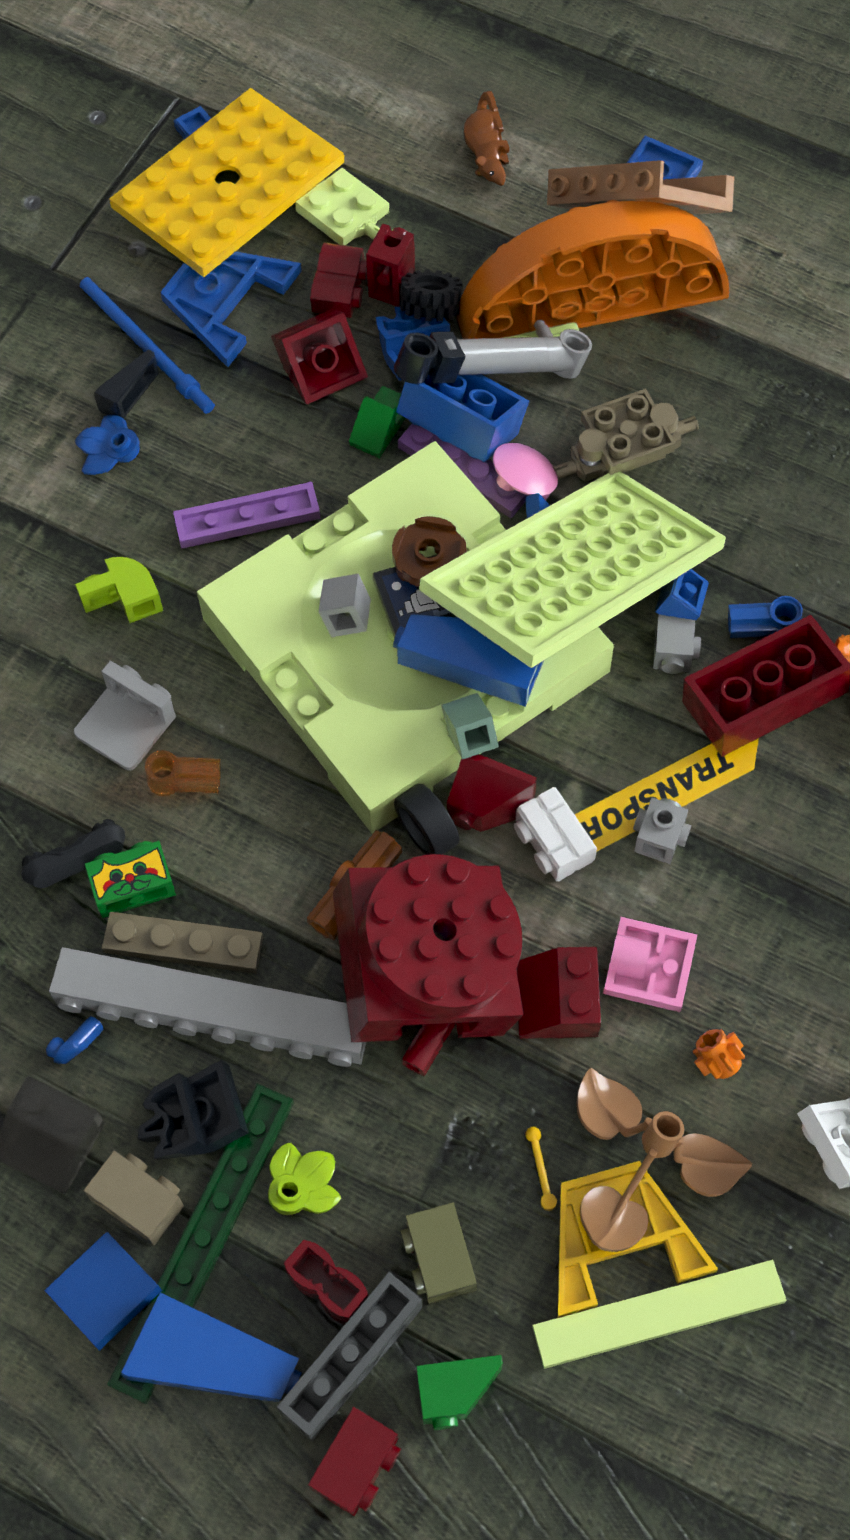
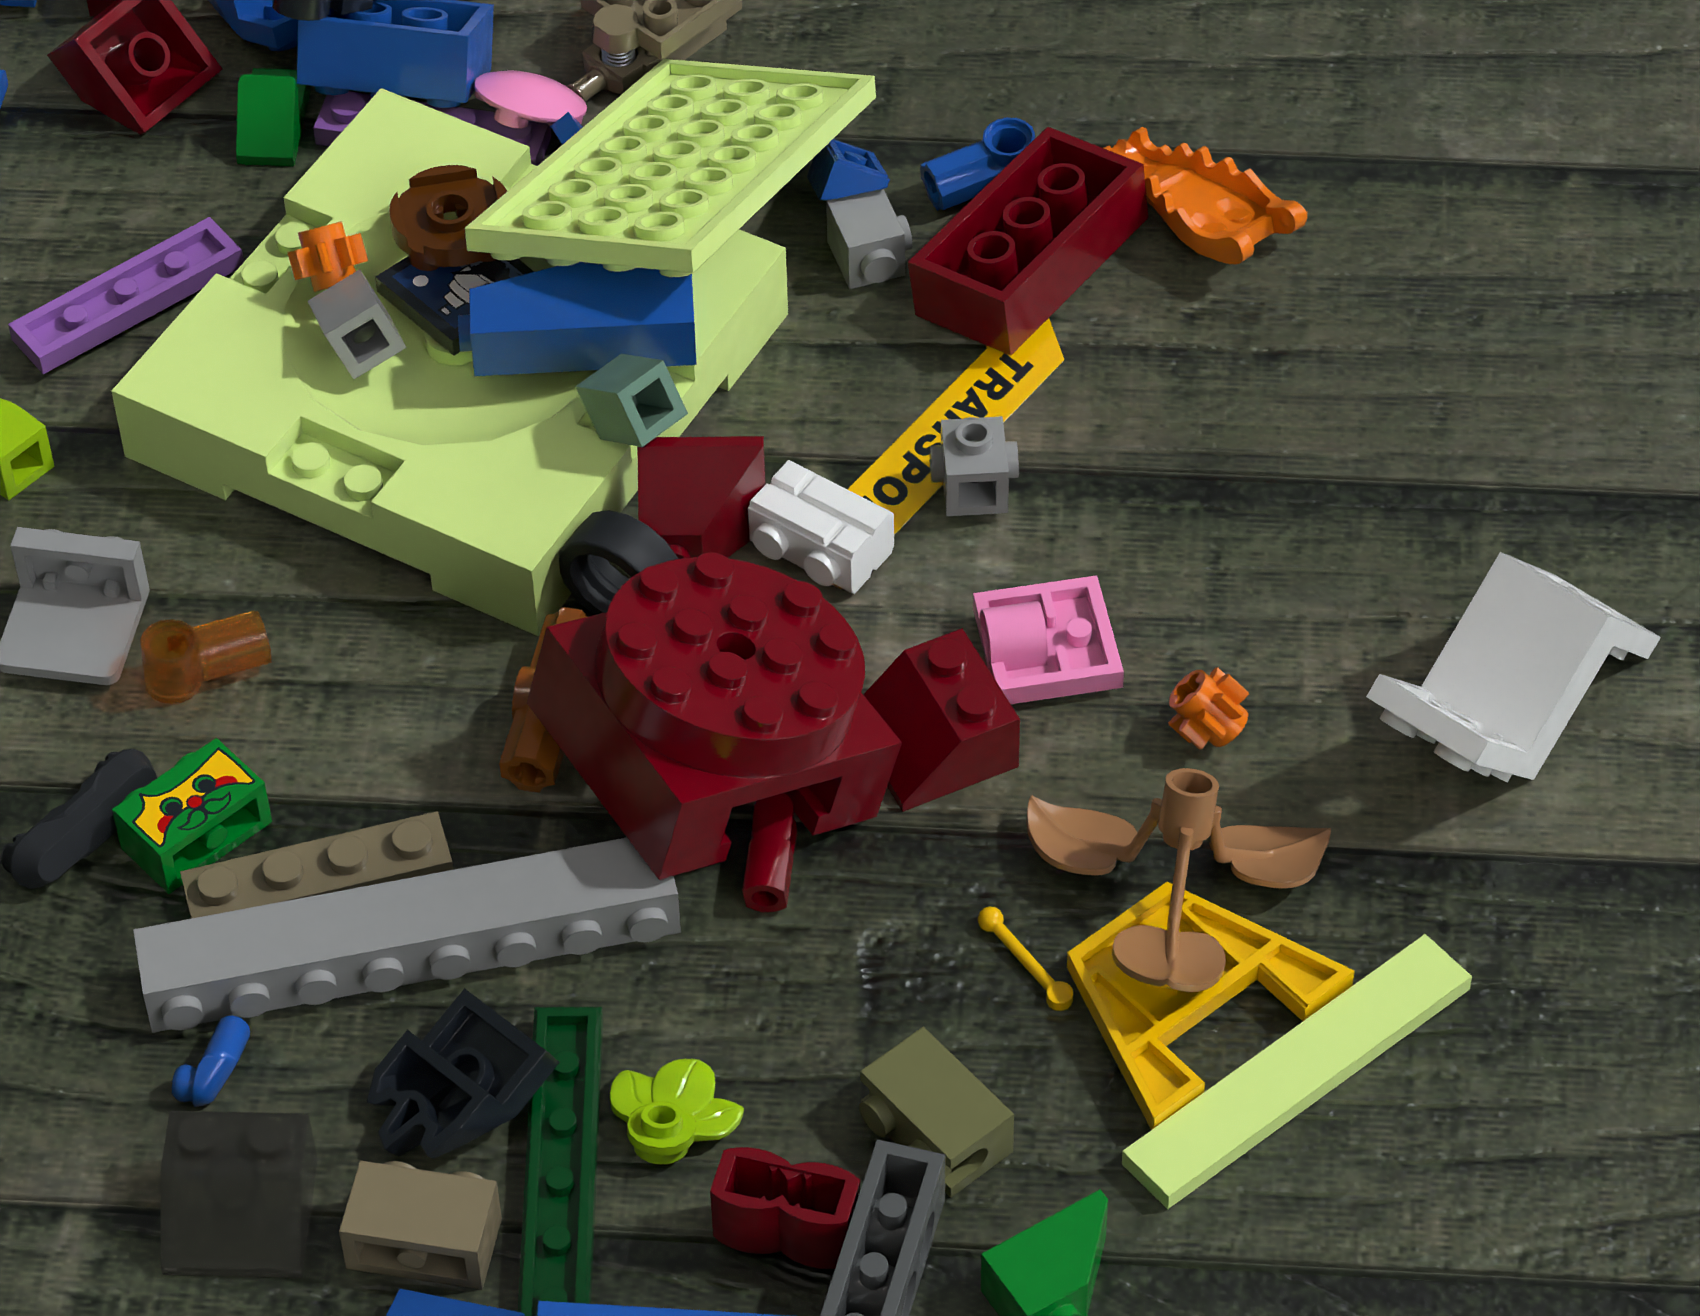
camera: 25 degrees left, 15 degrees down
(347, 554) = (327, 255): none -> orange gear

